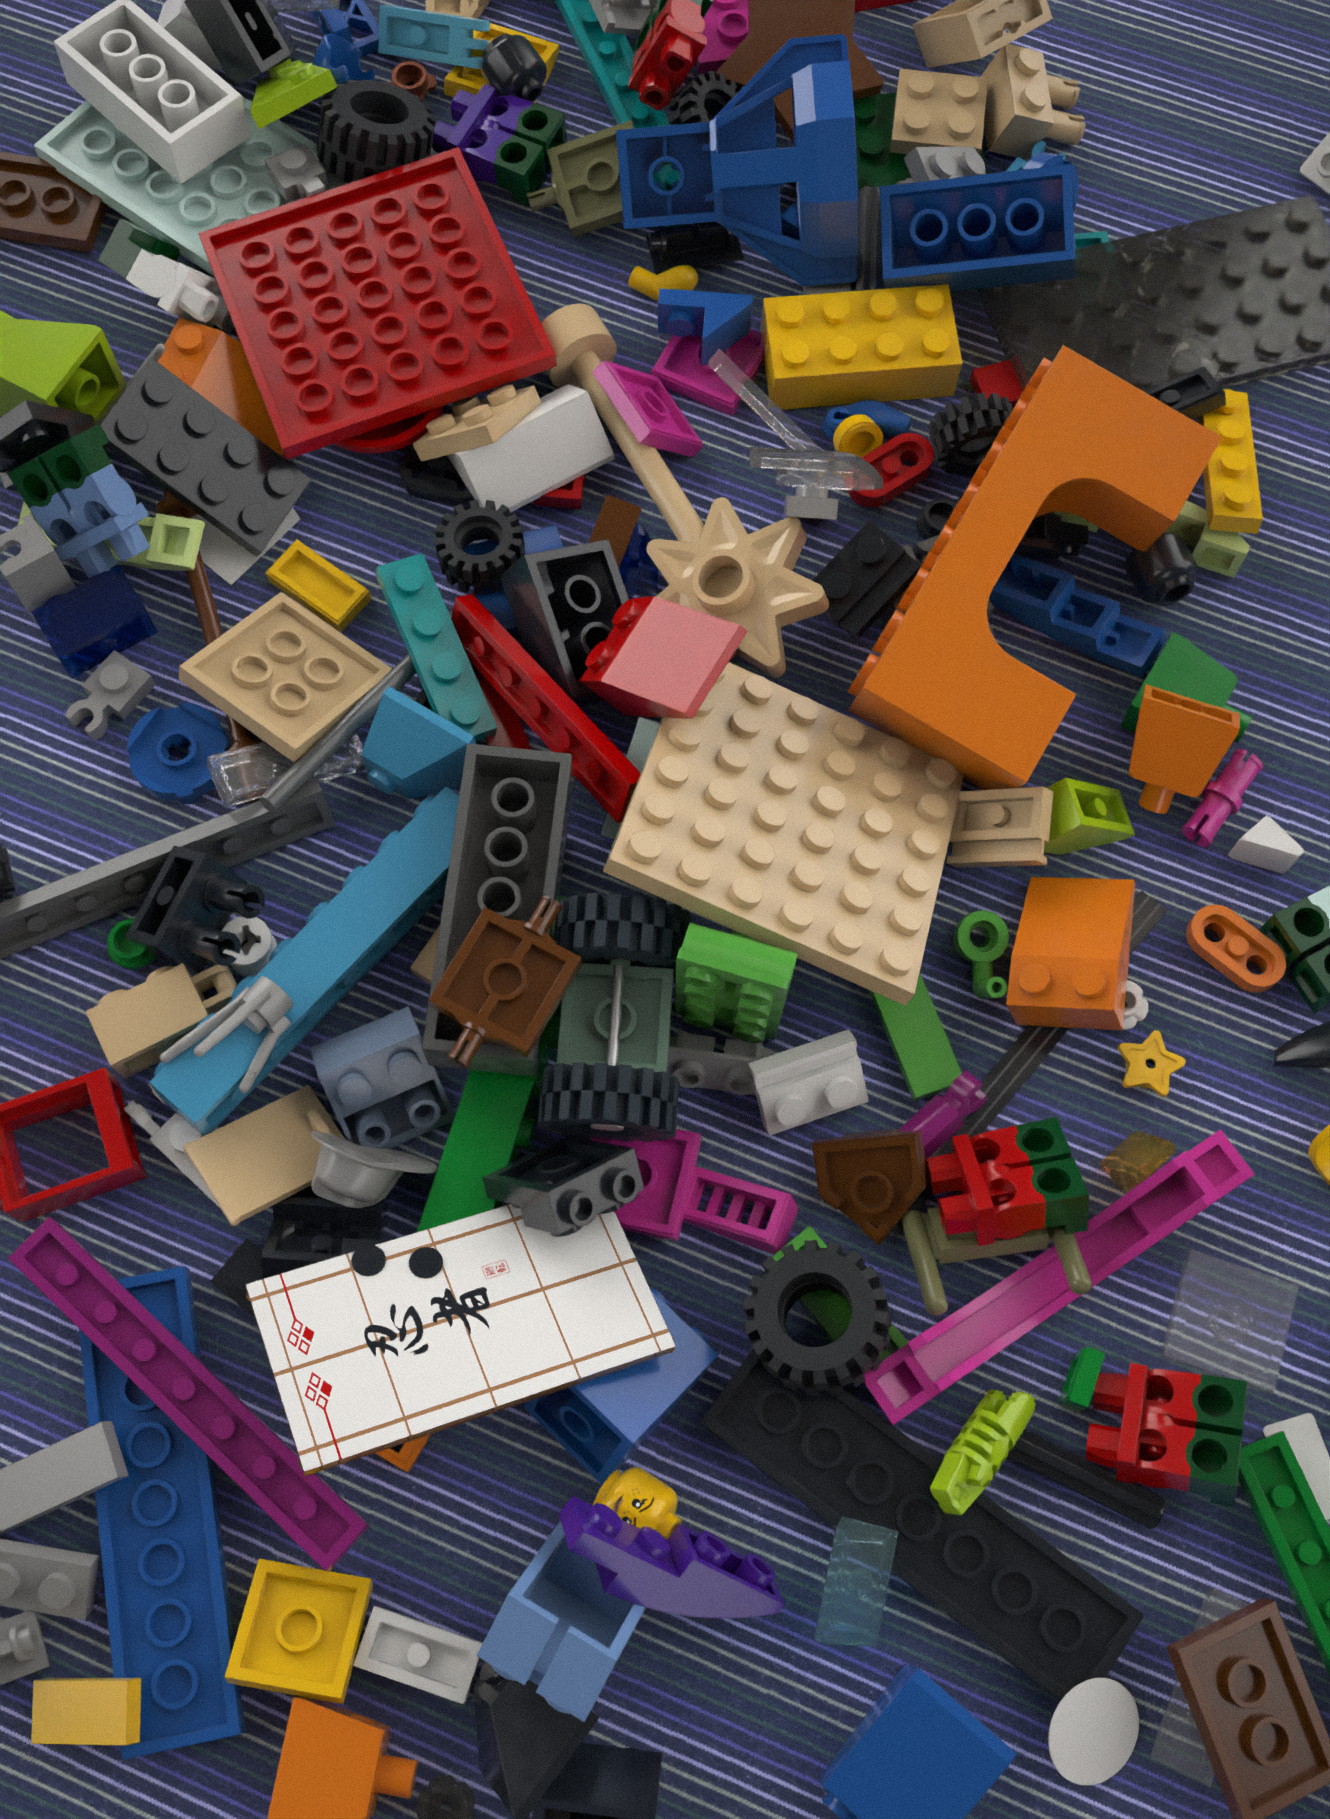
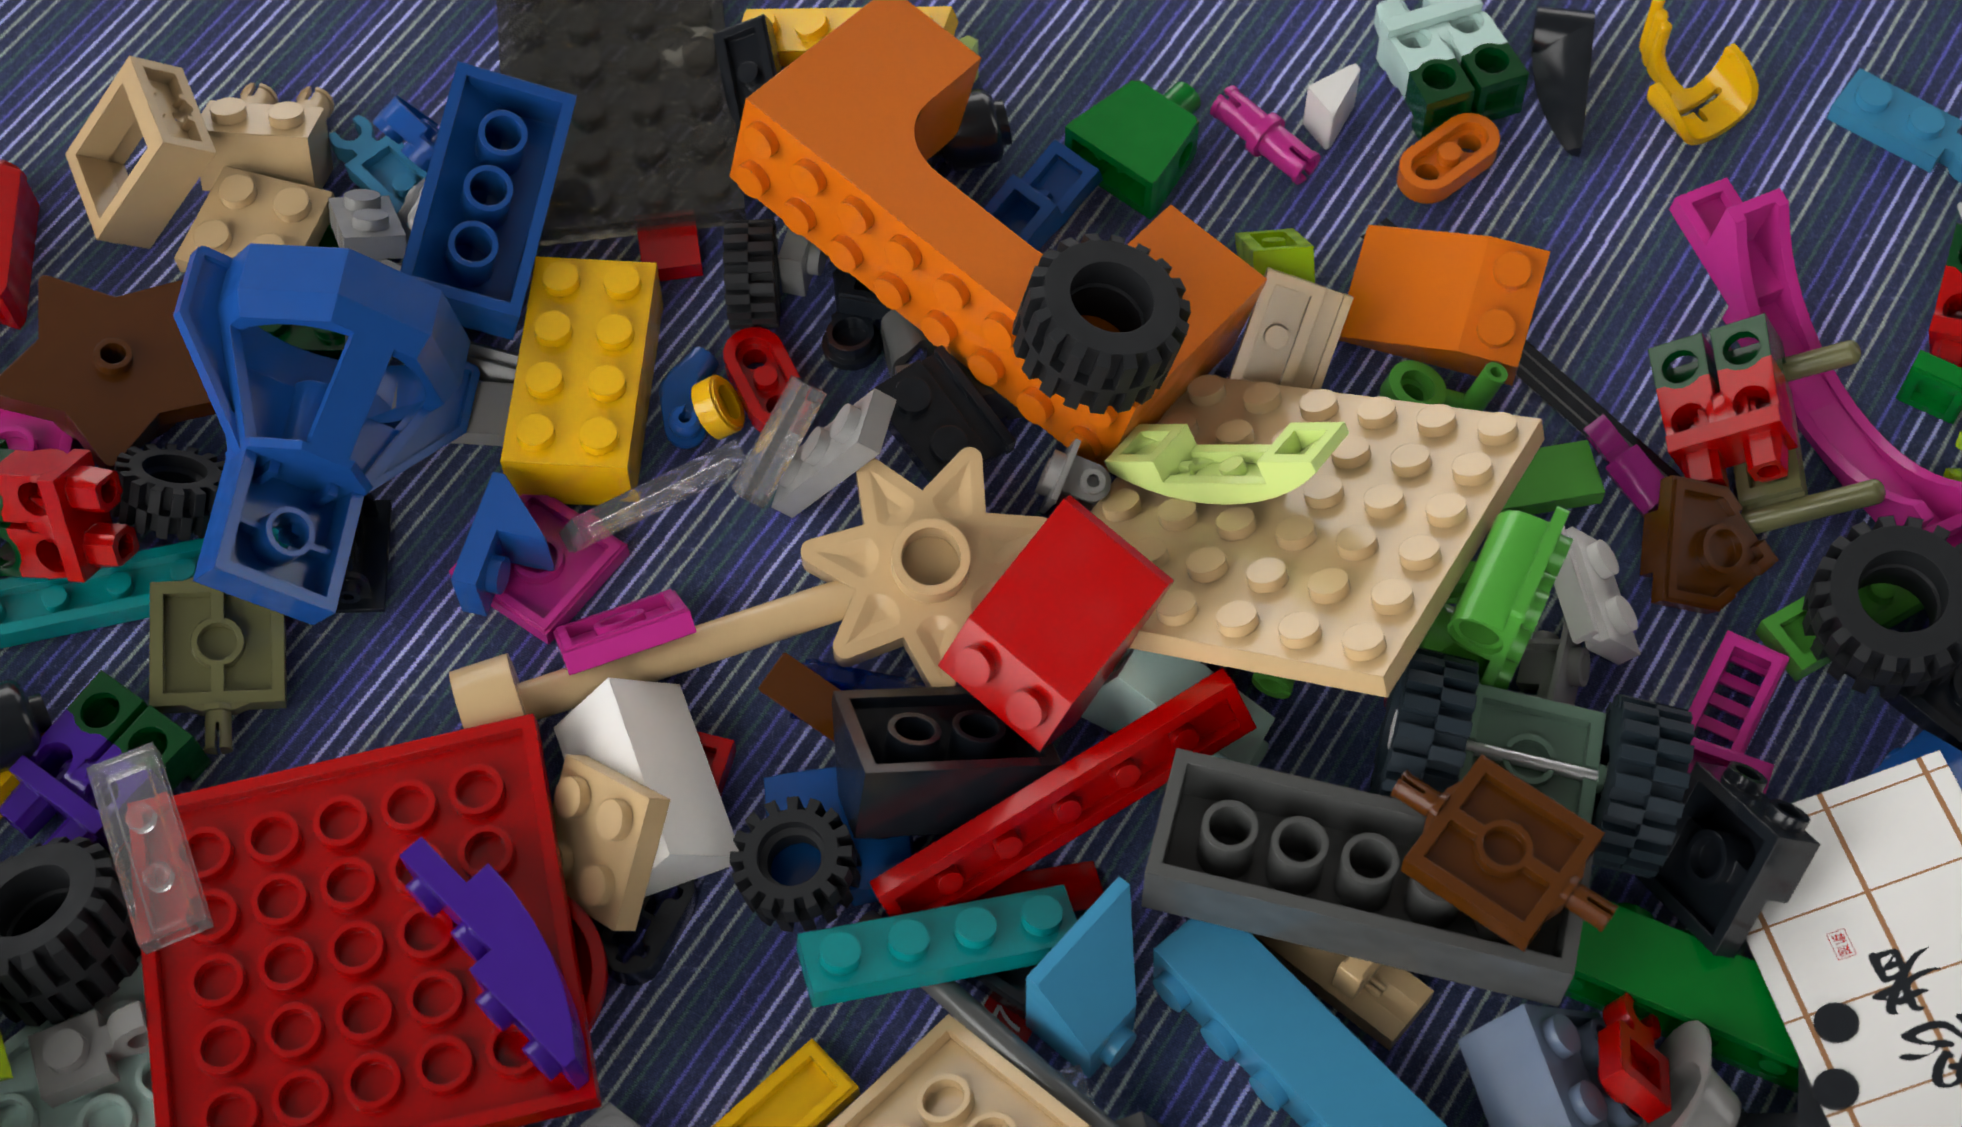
camera: 80 degrees left, 10 degrees down
(354, 380) = (511, 959): none -> dark purple slope
(391, 1122) = (1629, 1063): none -> red plate
(425, 161) = (149, 848): none -> clear tile
(679, 278) = (411, 596): yellow arm -> none
(825, 678) = (1074, 476): none -> light grey hinge
(831, 755) = (1174, 465): none -> yellowish green slope
(940, 601) = (1110, 284): none -> black tyre
(1137, 1159) = (1689, 292): clear yellow slope -> none
(1139, 1074) = (1579, 278): yellow plate -> none
(1178, 745) = (1215, 146): orange torso -> none
(1229, 1321) = (1869, 247): clear plate -> none

